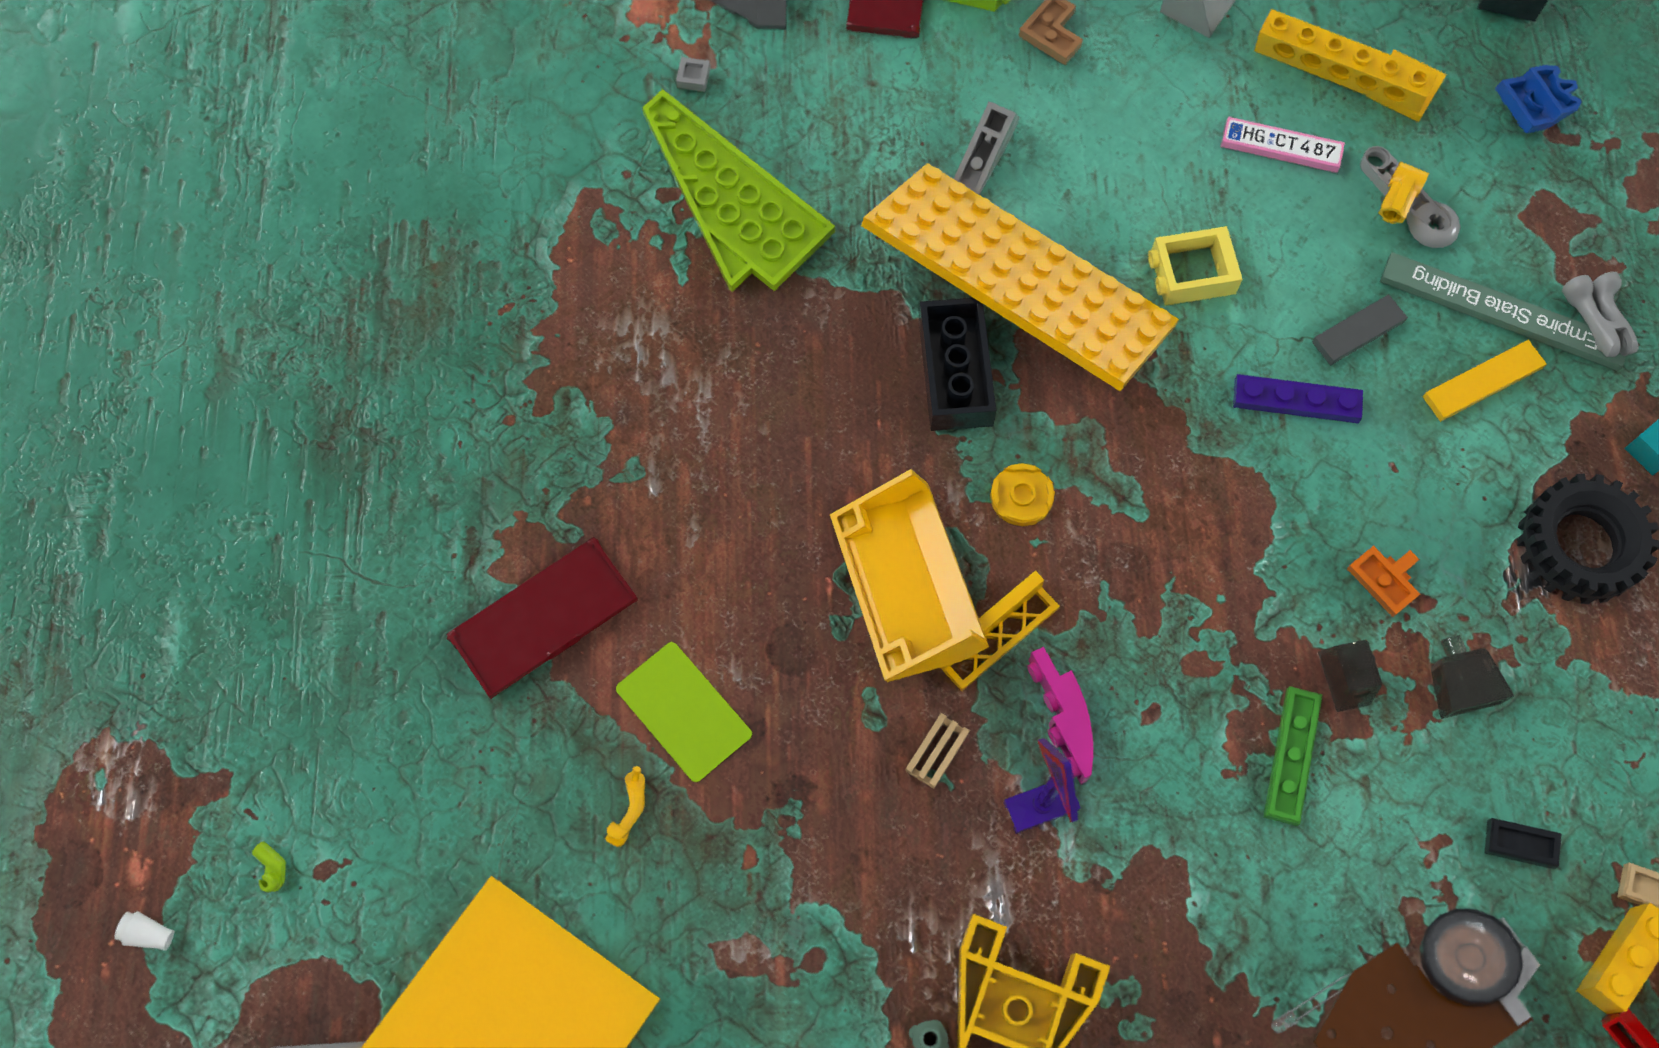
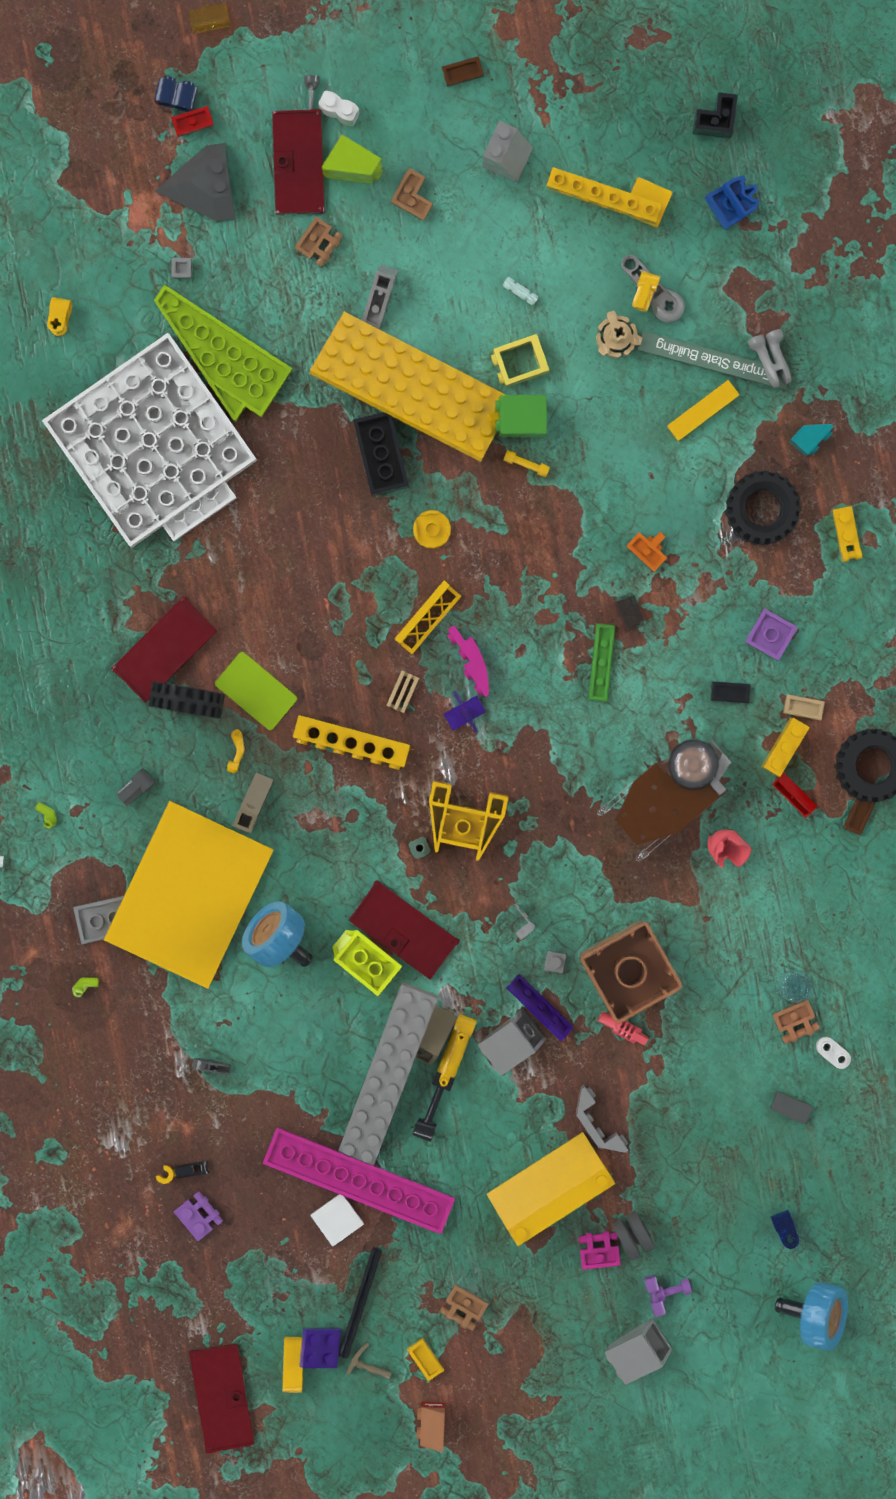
camera: 10 degrees left, 20 degrees up
(446, 837) = (139, 784): none -> dark grey piece
(496, 110) = (59, 311): none -> yellow piece
(558, 693) = (186, 700): none -> black tyre
(595, 304) = (152, 444): none -> white plate
(638, 905) = (253, 803): none -> dark tan slope
(760, 777) = (304, 725): none -> yellow brick
(897, 62) = (314, 237): none -> medium nougat plate
(907, 579) = (370, 595): yellow slope -> none
(1195, 336) = (521, 416): none -> bright green slope
(1203, 174) = (520, 291): none -> light aqua axle
(1214, 429) = (511, 457): none -> yellow bar
(1282, 144) = (569, 260): tile -> none
(1298, 398) = (590, 440): dark purple plate -> none
(1352, 249) = (614, 325): none -> tan piece
(1359, 329) = (625, 387): dark grey tile -> none
(1467, 680) = (695, 604): clear smoke torso -> none
(1599, 752) = (771, 634): none -> medium lavender plate

